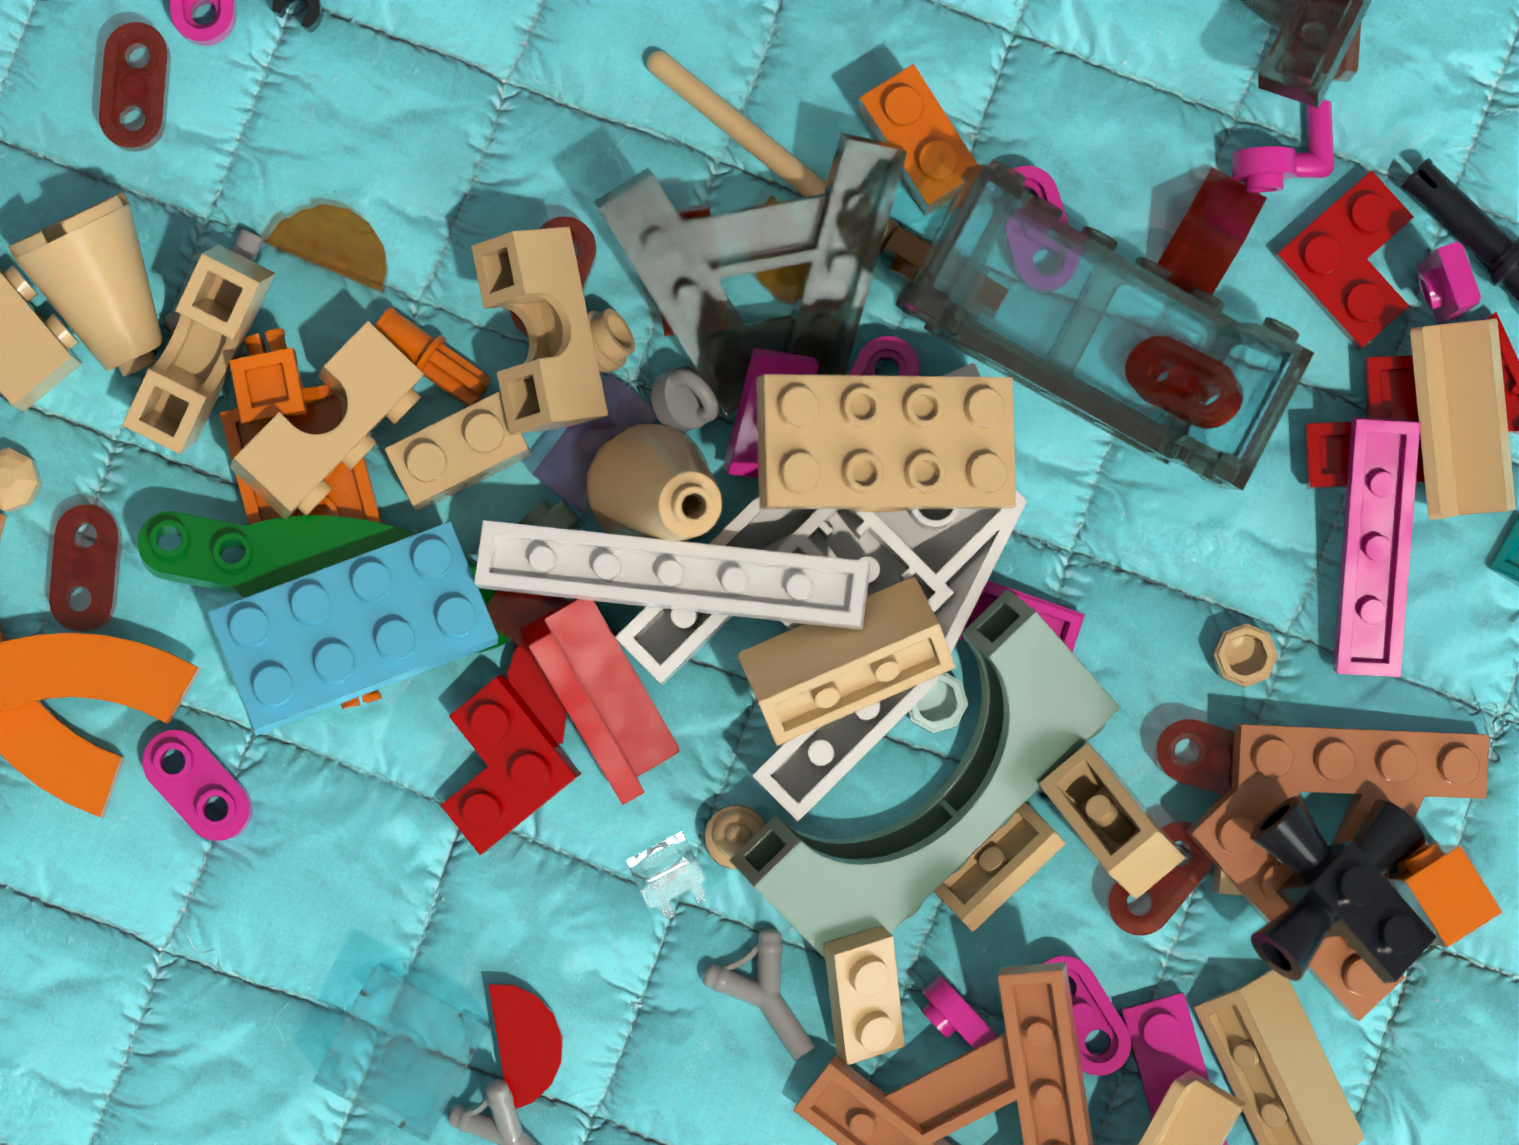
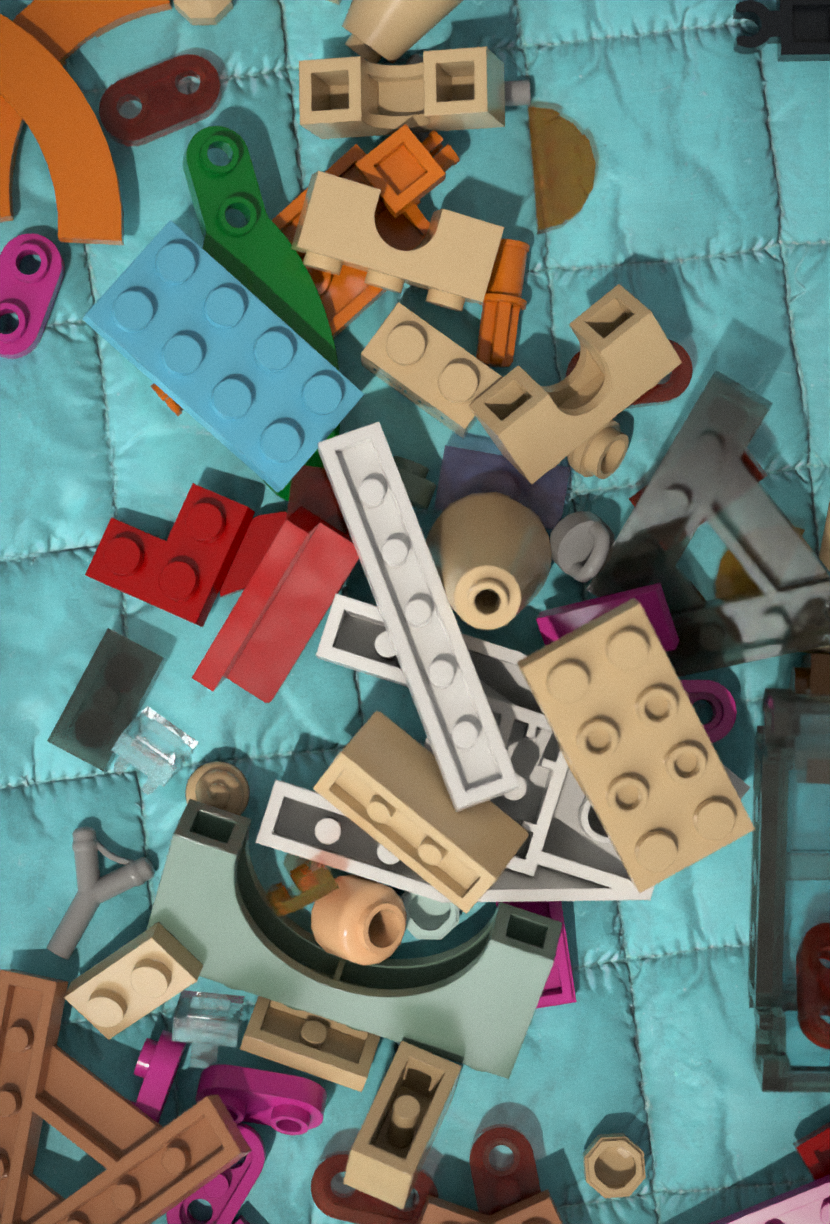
camera: 55 degrees right, 0 degrees up
(601, 892) = (106, 699): none -> clear smoke plate
(859, 793) = (310, 884): none -> clear orange tile
(913, 767) = (359, 920): none -> light nougat head
(936, 949) = (208, 1024): none -> clear tile
(1028, 930) = (265, 1097): none -> dark pink plate

